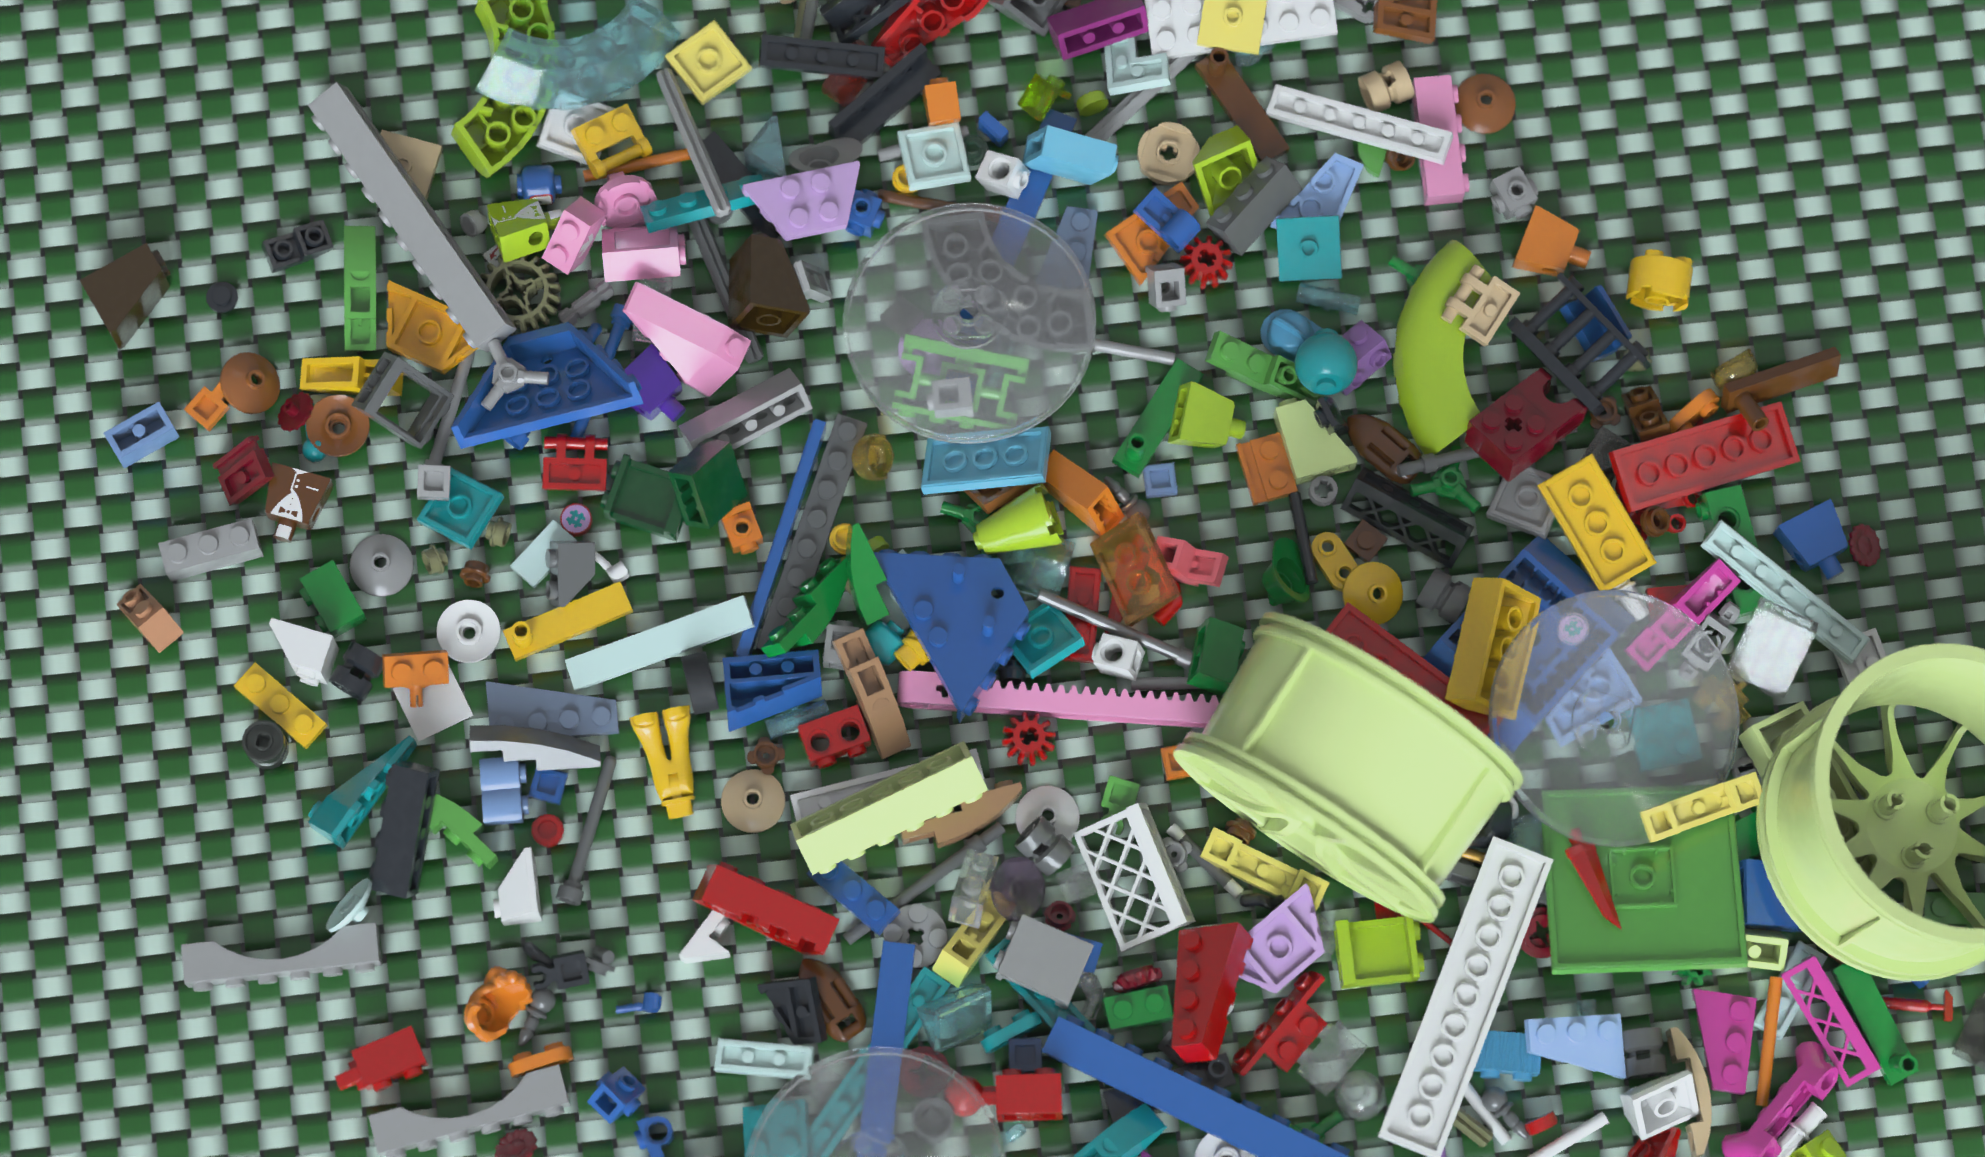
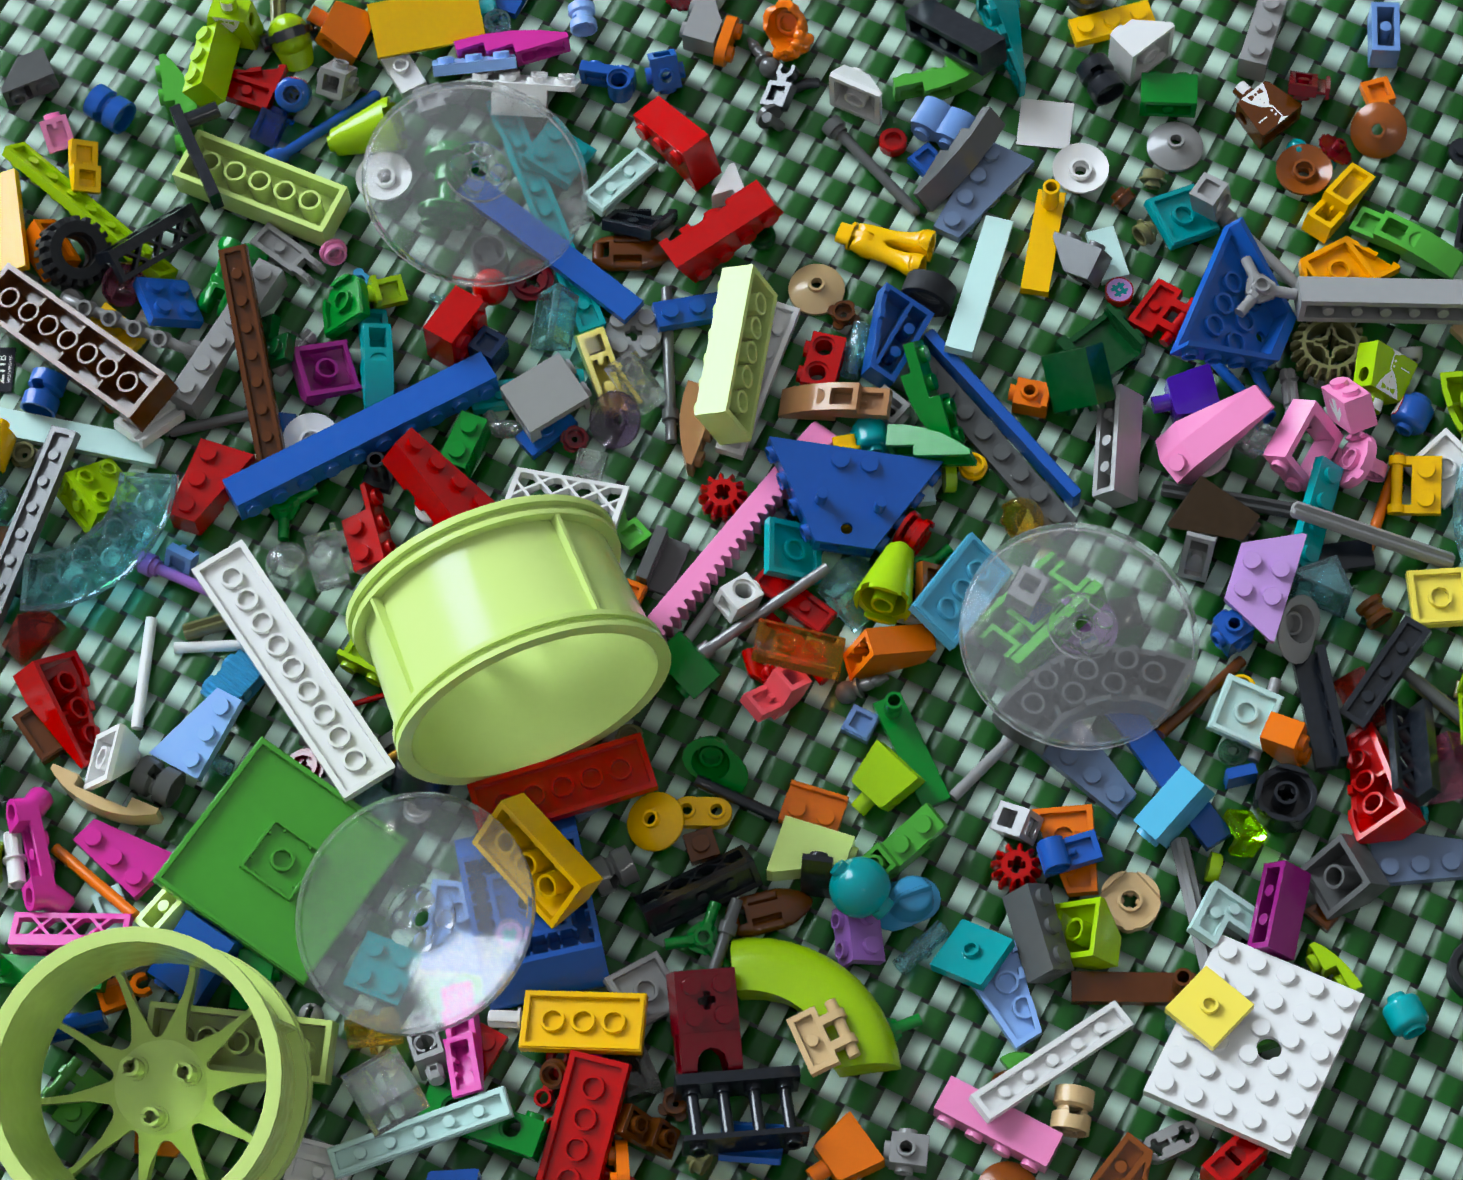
camera: 135 degrees right, 10 degrees down
(379, 385) = (1294, 181): dark grey window -> none
(415, 672) = (1073, 113): orange plate -> none
(616, 572) = (1058, 294): white hand -> none
(650, 1004) = (716, 133): blue hand -> none
(687, 1032) = (678, 142): none -> red wedge
(759, 106) = (1374, 611): none -> reddish brown wheel
(952, 540) = (914, 531): none -> red wheel
(989, 94) = (1283, 815): none -> black brick
(993, 170) = (1196, 754): white brick -> none
(1022, 1024) = (517, 342): teal plate -> none
(1053, 799) = (657, 492): white dish -> none
(1053, 852) = (631, 454): dark grey wheel -> none
(1126, 753) = (662, 562): none -> dark grey panel
(1137, 978) = (486, 457): dark red gear -> none
(1330, 496) = (761, 830): light grey bush -> none
(1496, 1101) = (207, 656): dark grey bar -> none
(1541, 1123) = (166, 675): red tile -> none
(1588, 867) = (310, 819): red bar -> none
(1701, 807) = (300, 930): light yellow slope -> none

